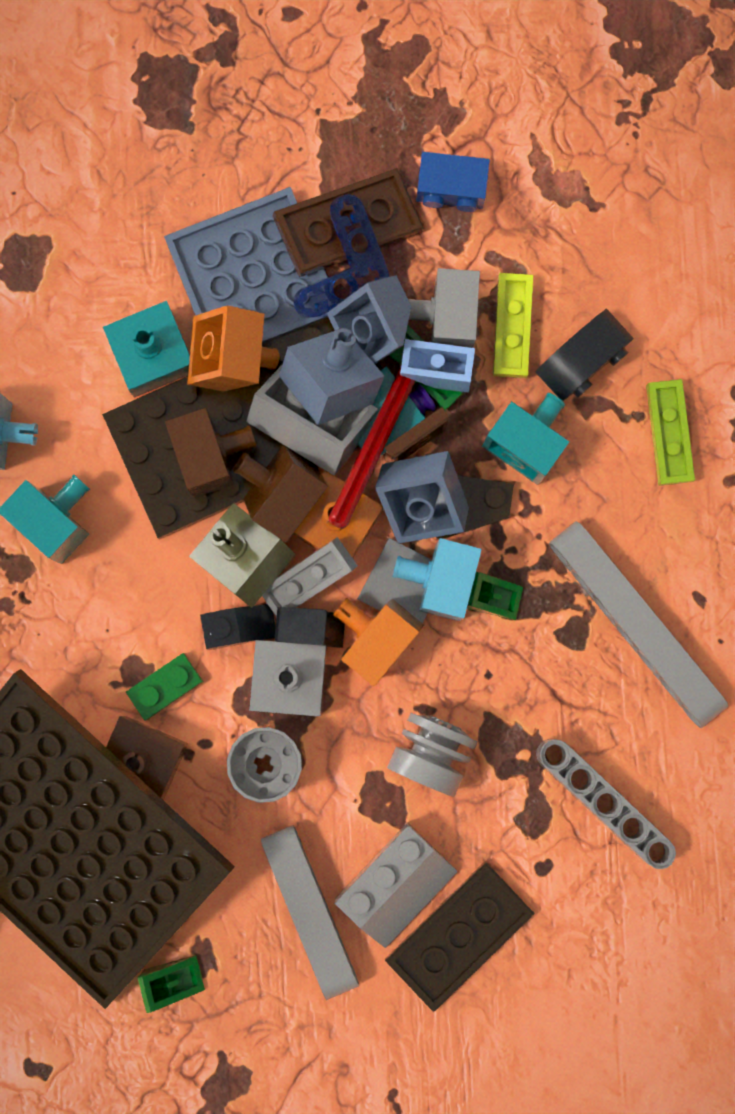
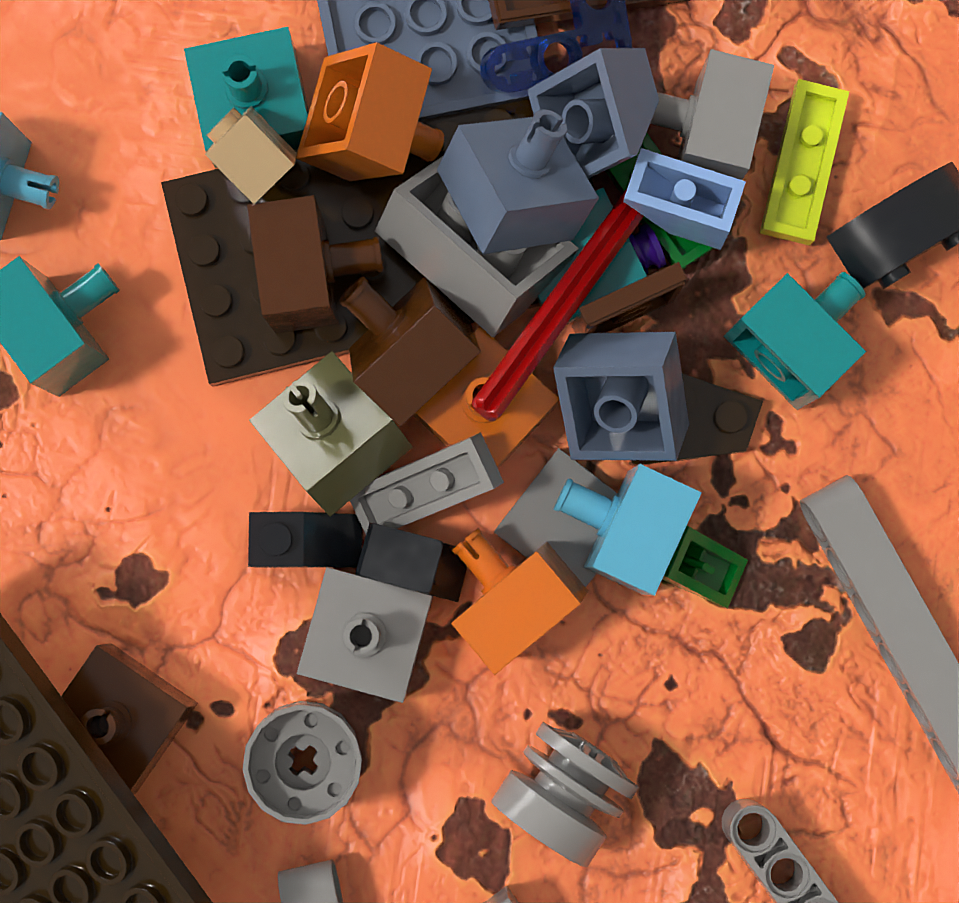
camera: 10 degrees right, 0 degrees up
(159, 387) = (249, 152): none -> tan brick
(164, 686) = (176, 610): green plate -> none

